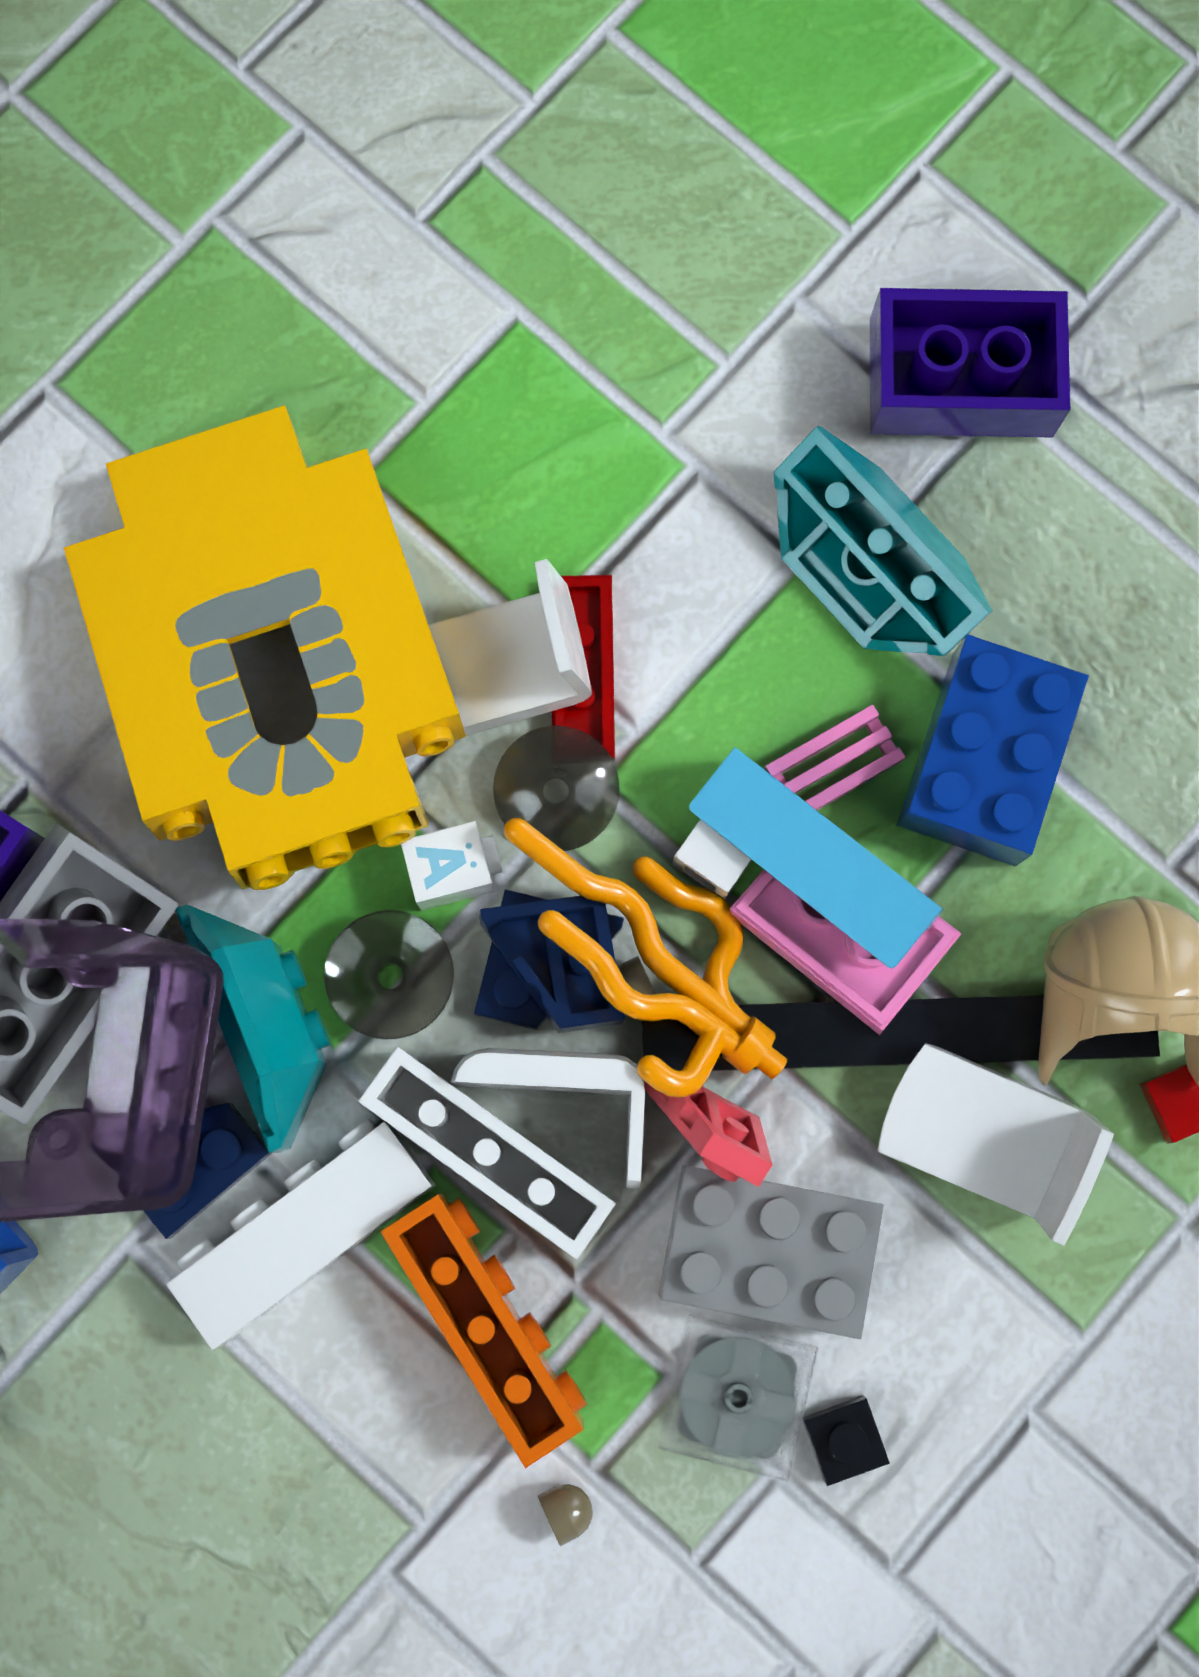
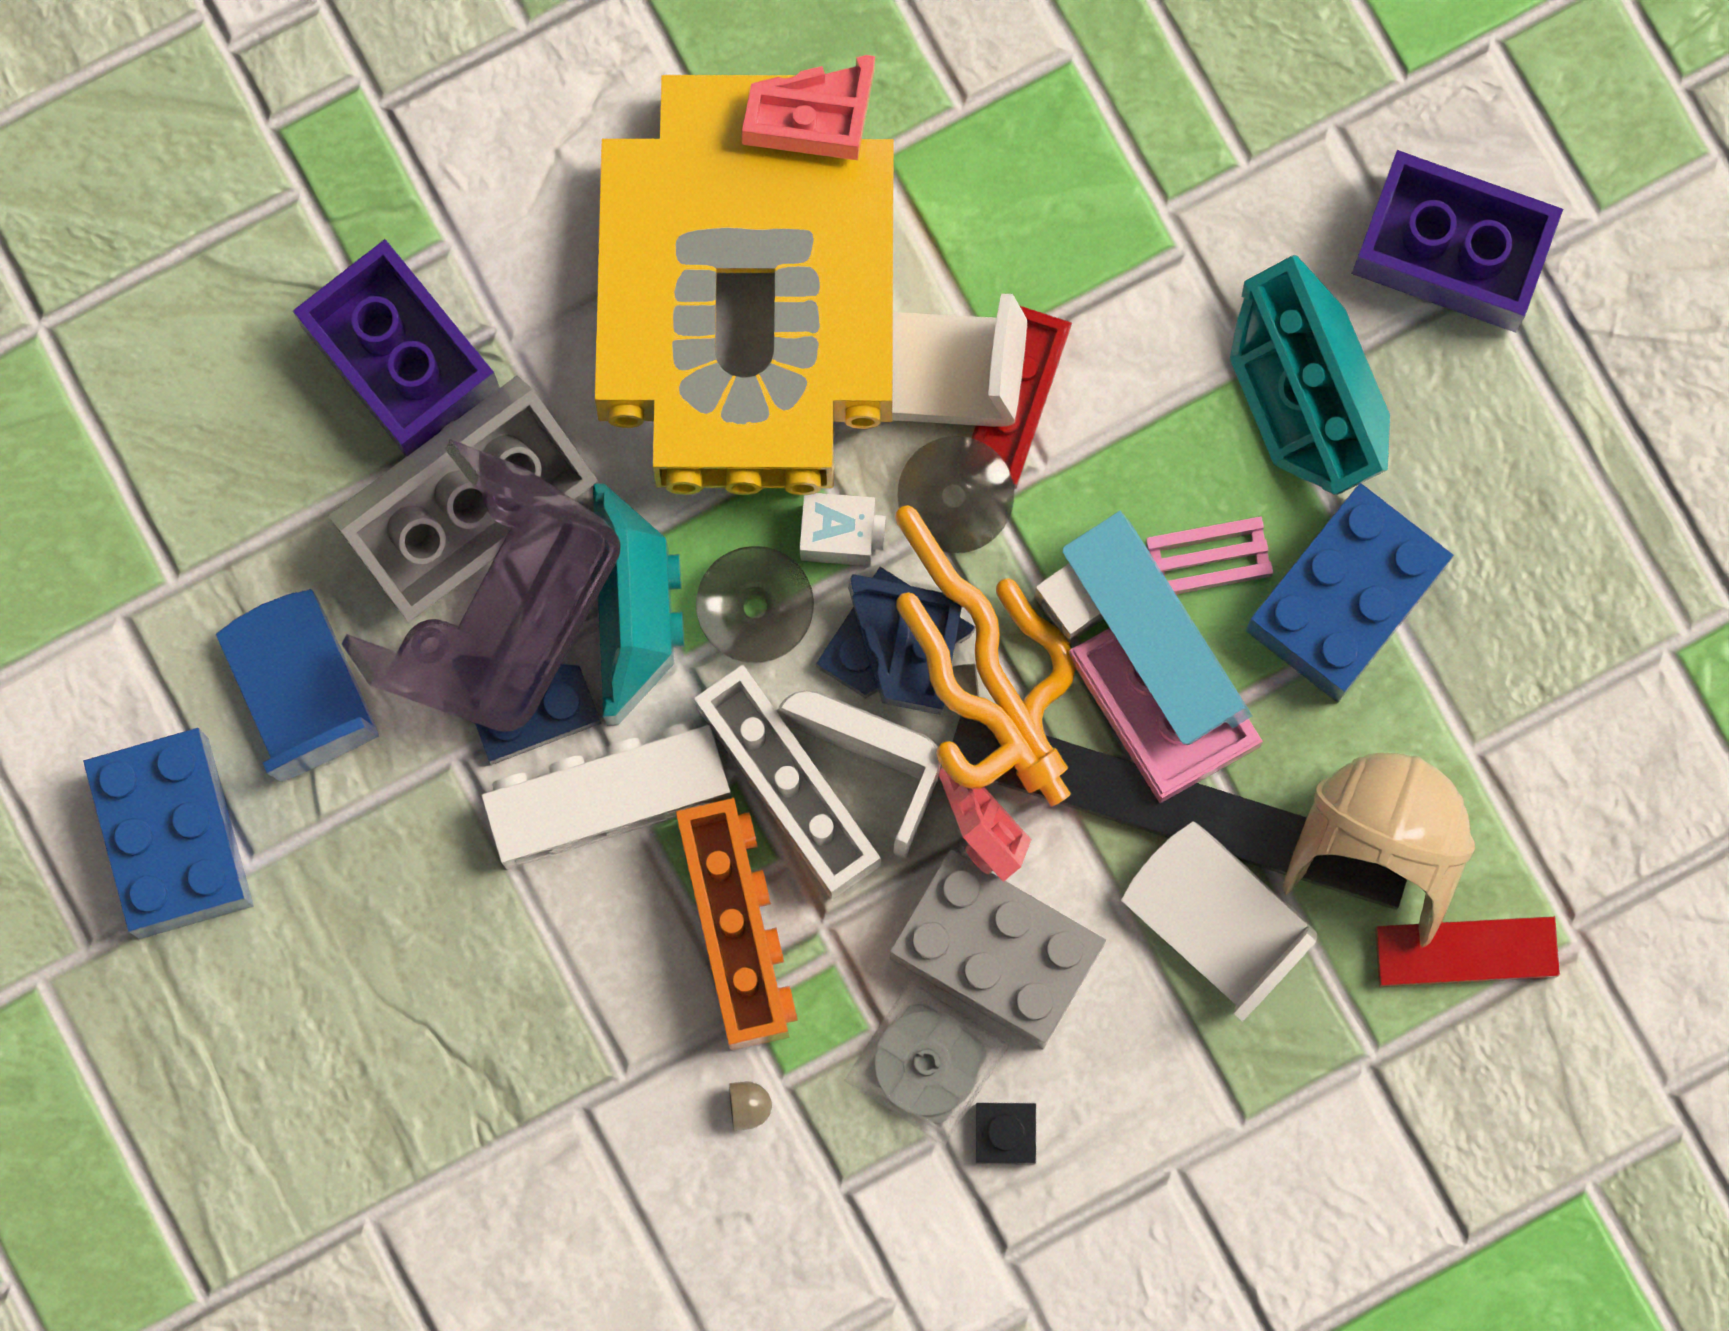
camera: 25 degrees right, 0 degrees up
(270, 446) = (811, 111): none -> coral wing

